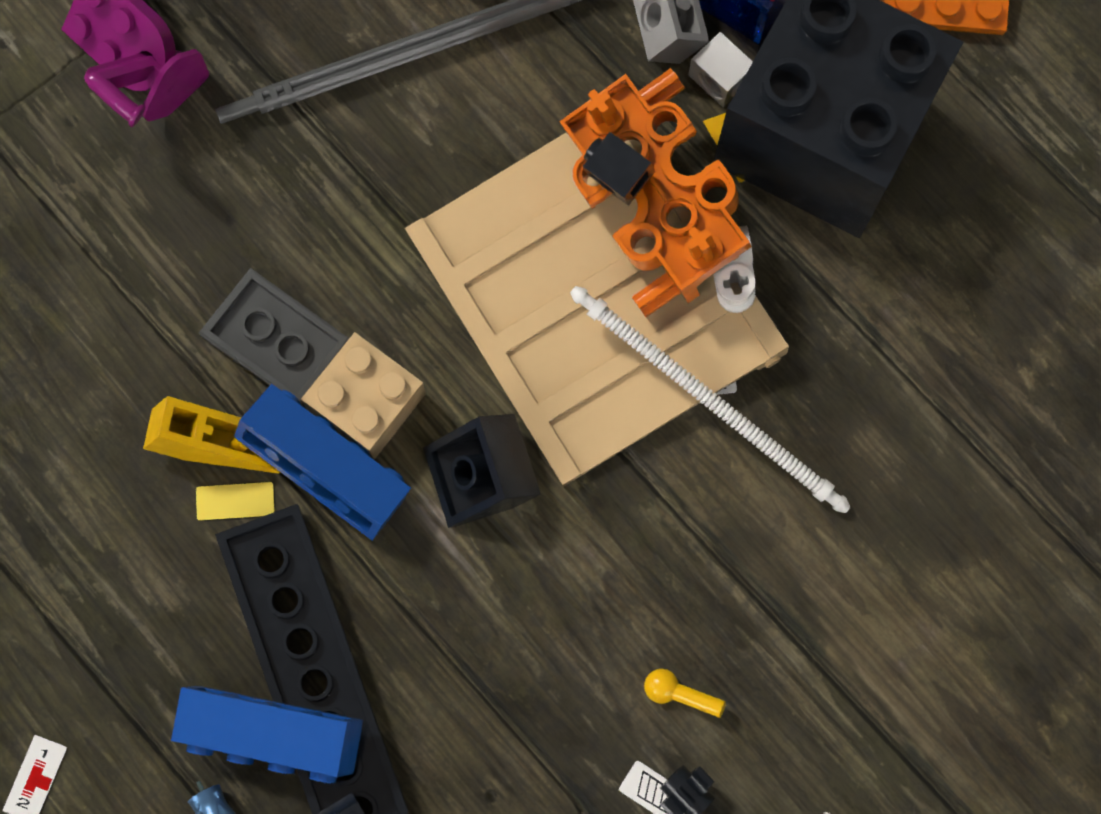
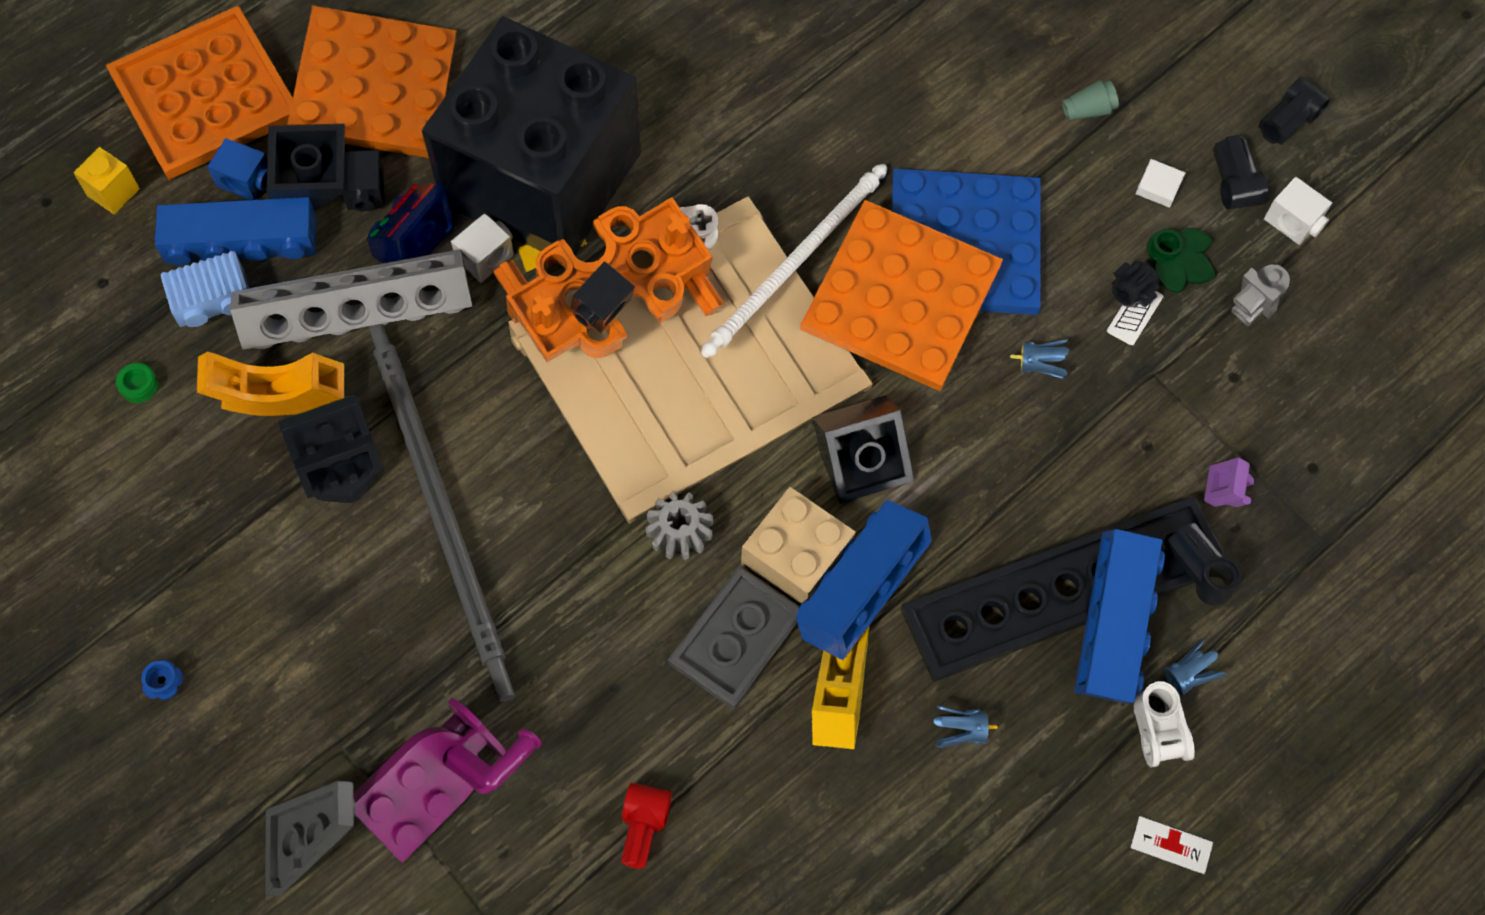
camera: 90 degrees left, 10 degrees down
(92, 246) = (645, 813): none -> red axle
(147, 775) = (1163, 734): none -> white piece
(160, 571) = (973, 721): none -> flat silver piece
(234, 501) = (896, 671): light yellow sticker -> none
(389, 261) = (689, 535): none -> light grey gear
(593, 678) = (1033, 356): none -> flat silver piece
(663, 687) = (1046, 307): yellow bar -> none
(666, 517) = (901, 295): none -> orange plate
(751, 599) = (987, 213): none -> blue plate
(946, 763) = (1091, 101): none -> sand green cone

